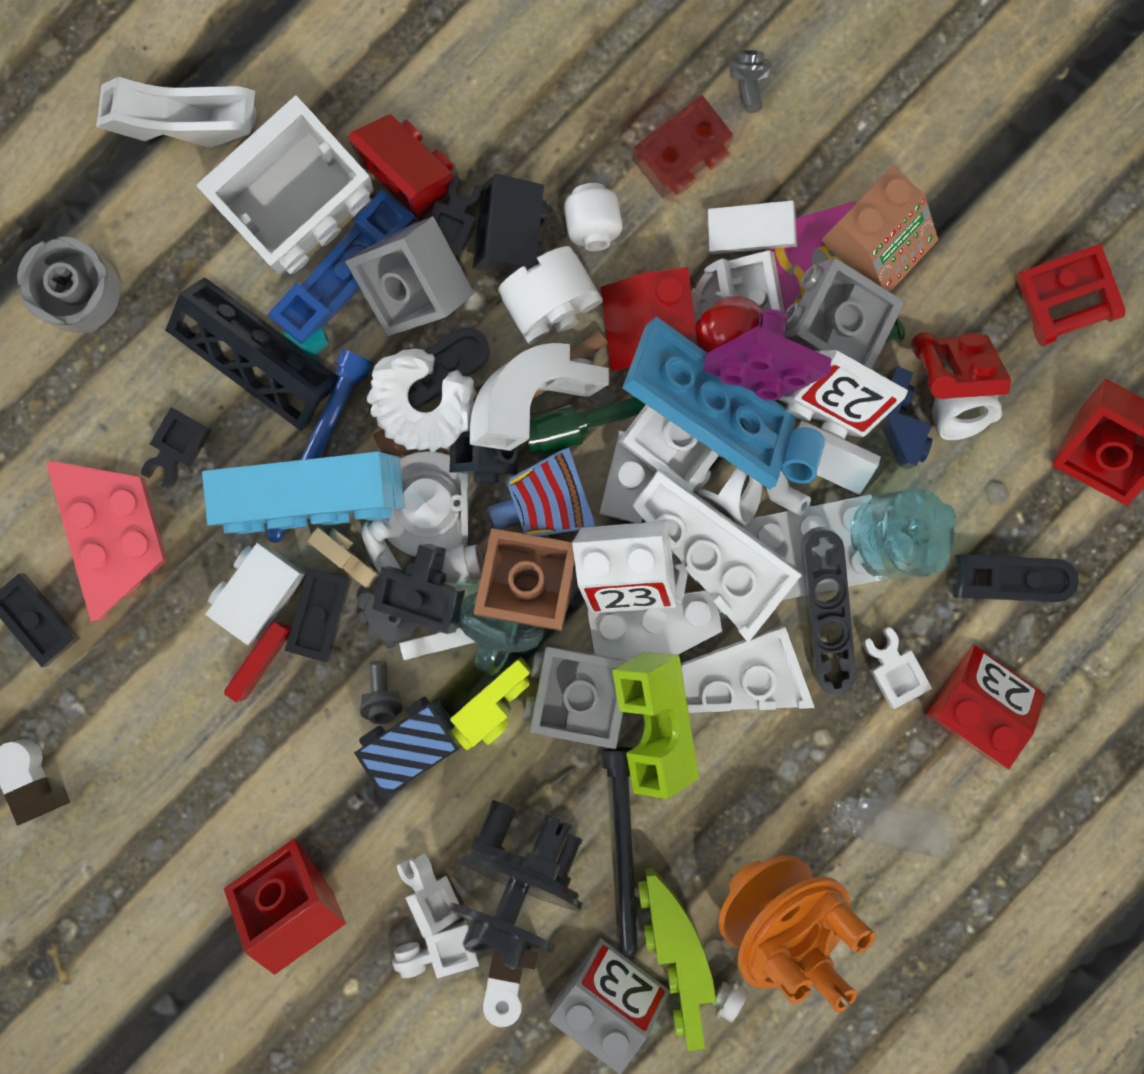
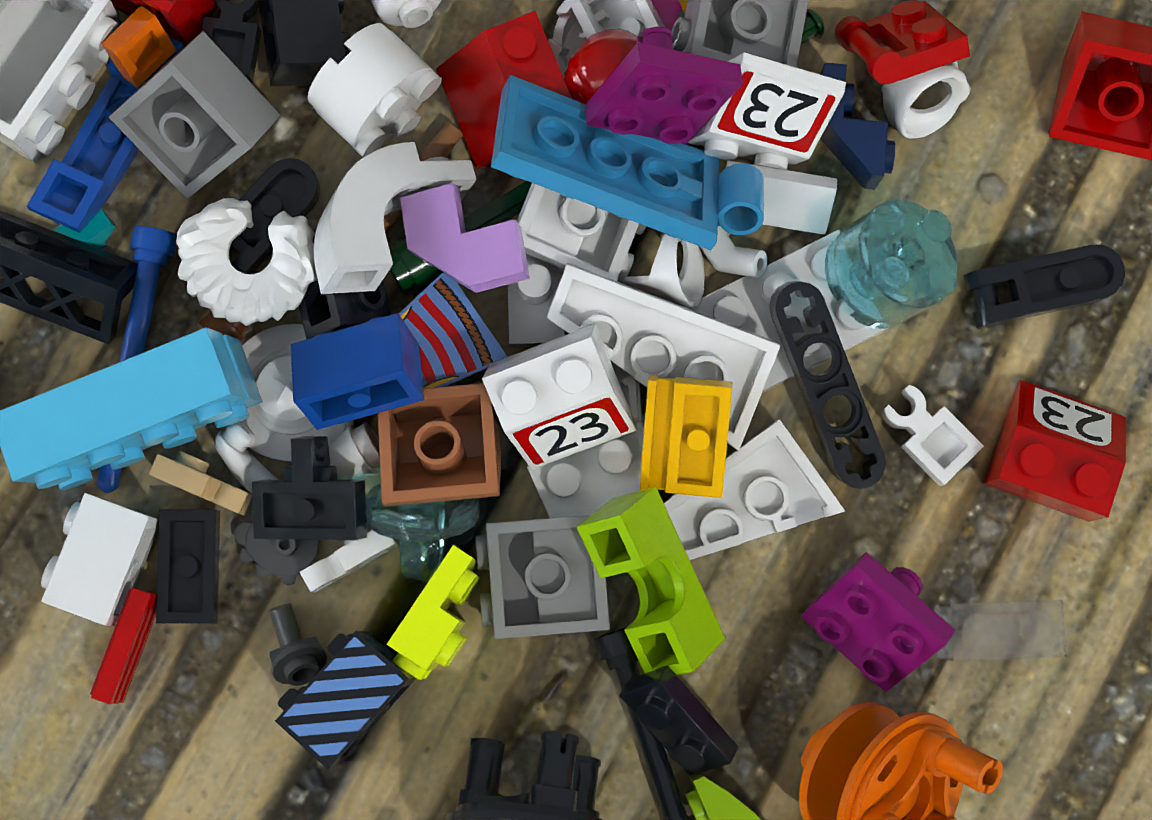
camera: 20 degrees left, 5 degrees down
(381, 214) = (139, 46): none -> orange plate
(480, 509) = (356, 371): none -> blue brick
(591, 448) = (473, 258): none -> lavender tile
(648, 829) = (678, 721): none -> black plate
(712, 622) = (686, 435): none -> yellow plate
(816, 797) = (878, 621): none -> magenta plate

